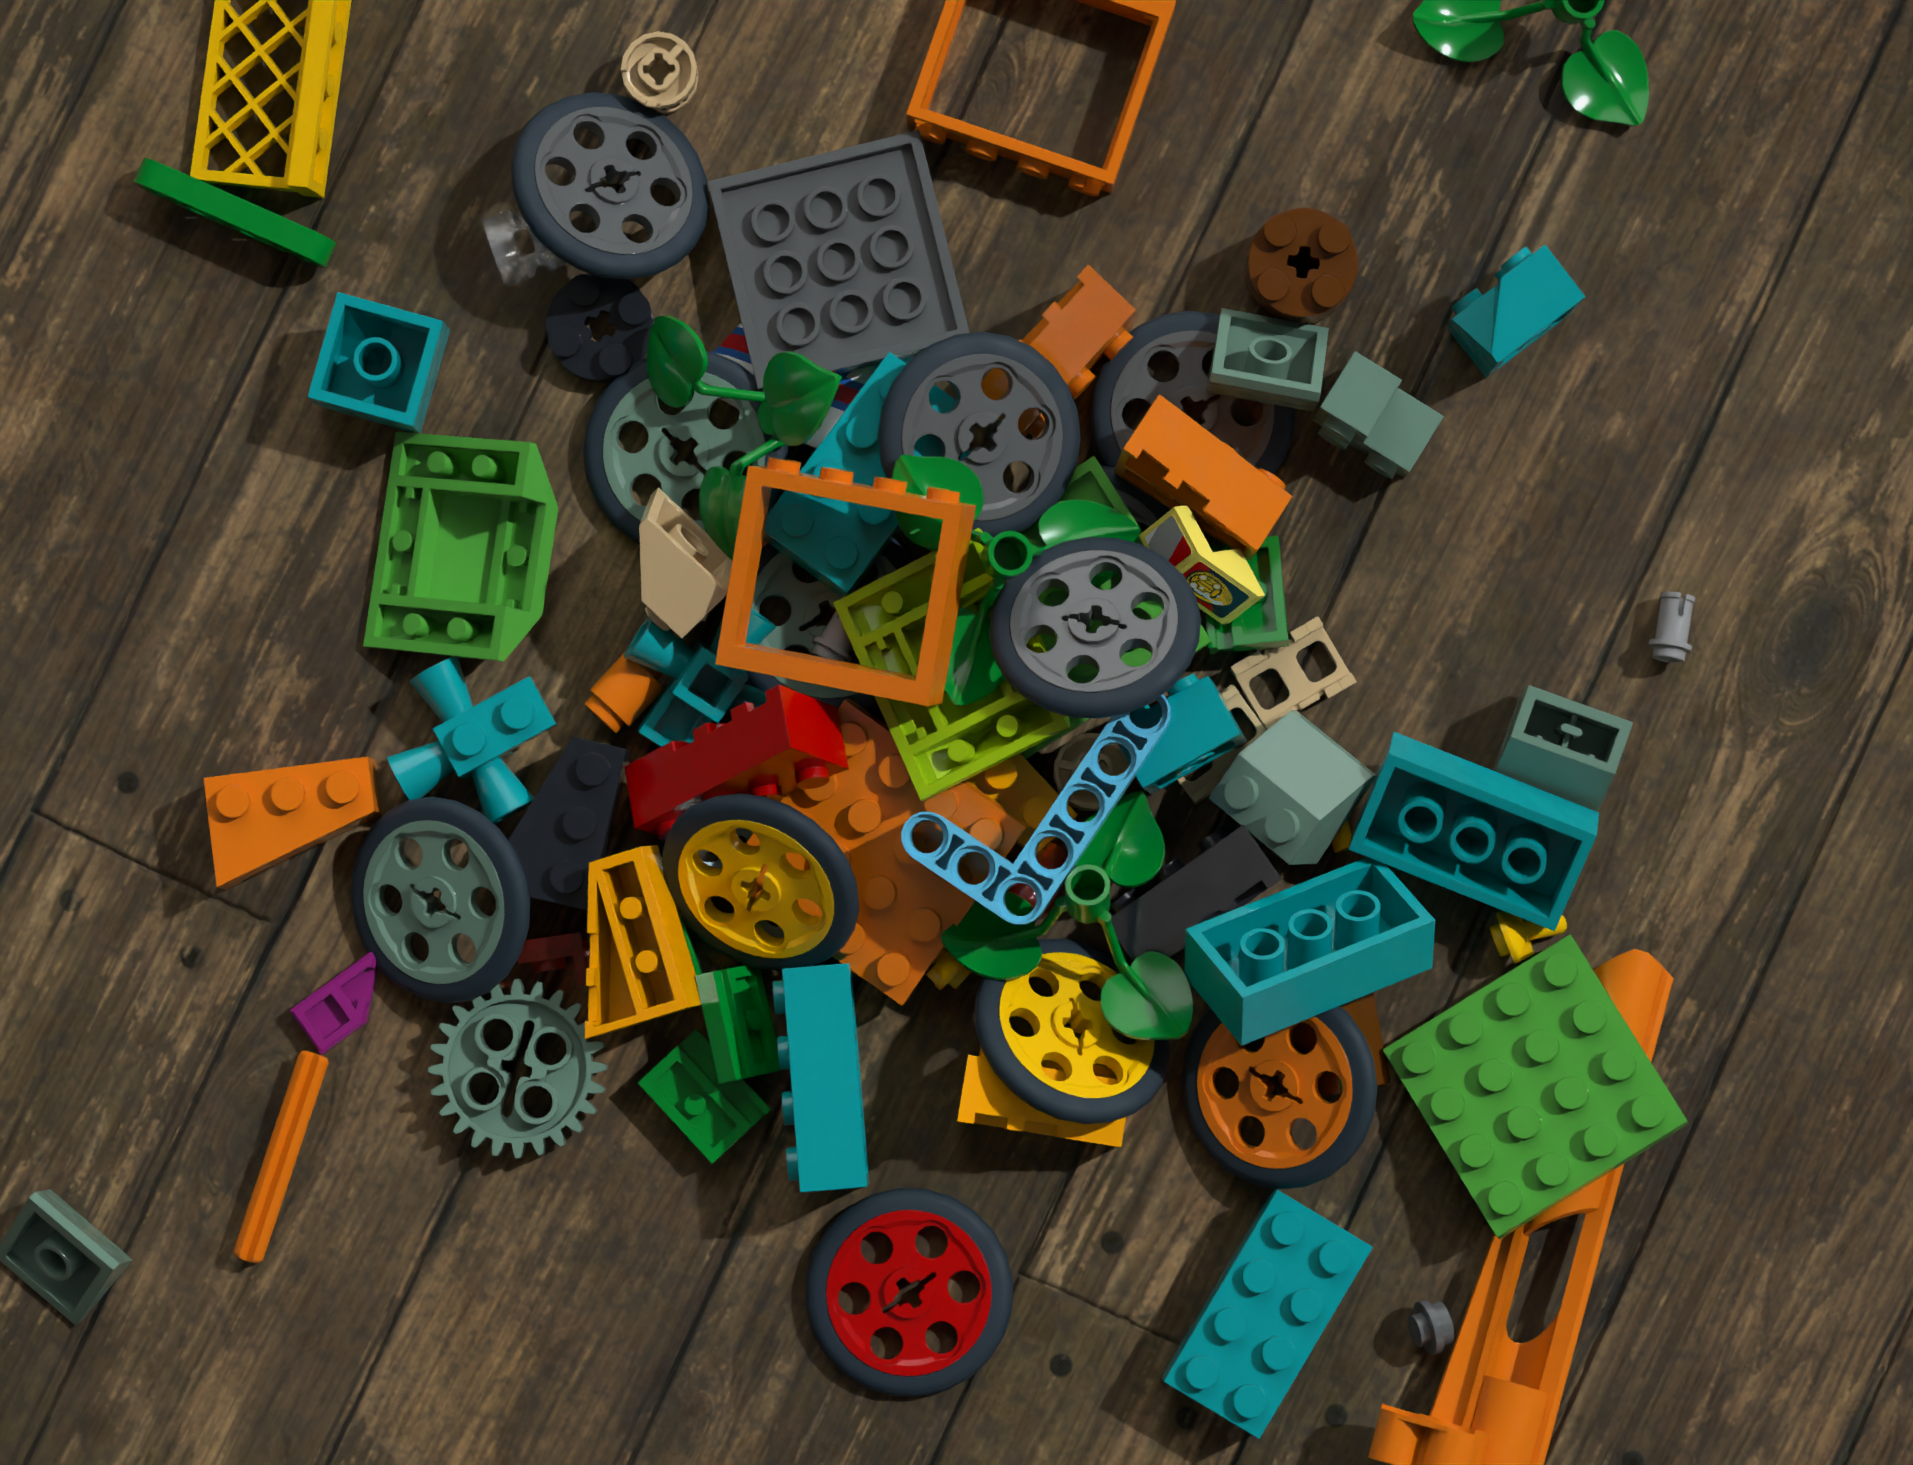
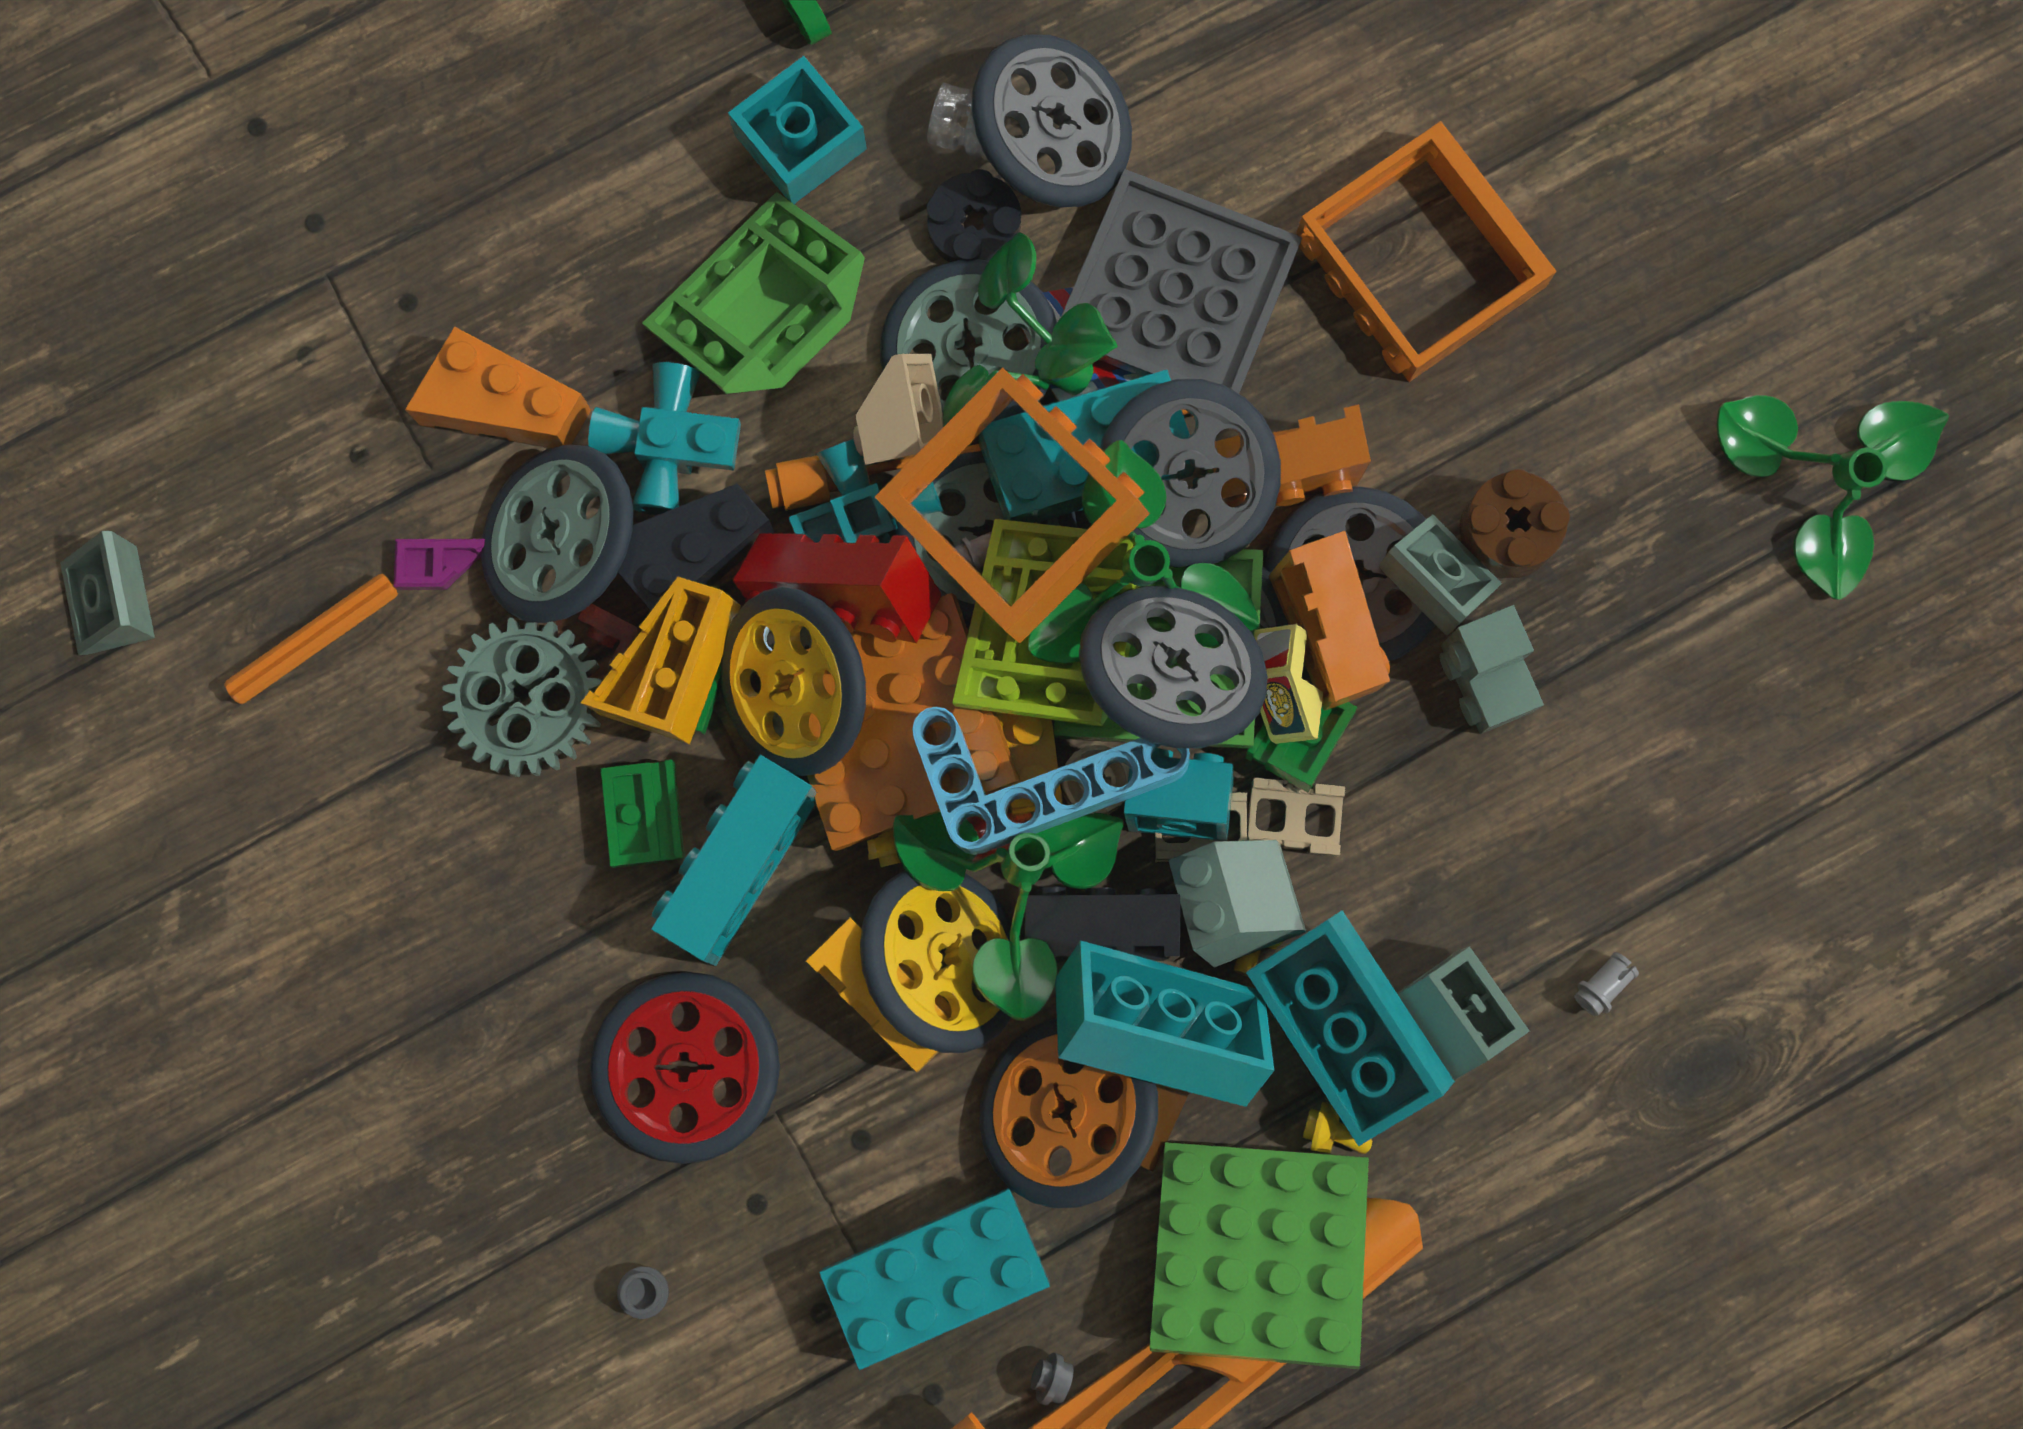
camera: 35 degrees right, 5 degrees down
(660, 72) = (1146, 72): tan wheel -> none
(738, 1023) = (703, 775): green plate -> none
(1522, 307) = (1662, 668): teal slope -> none

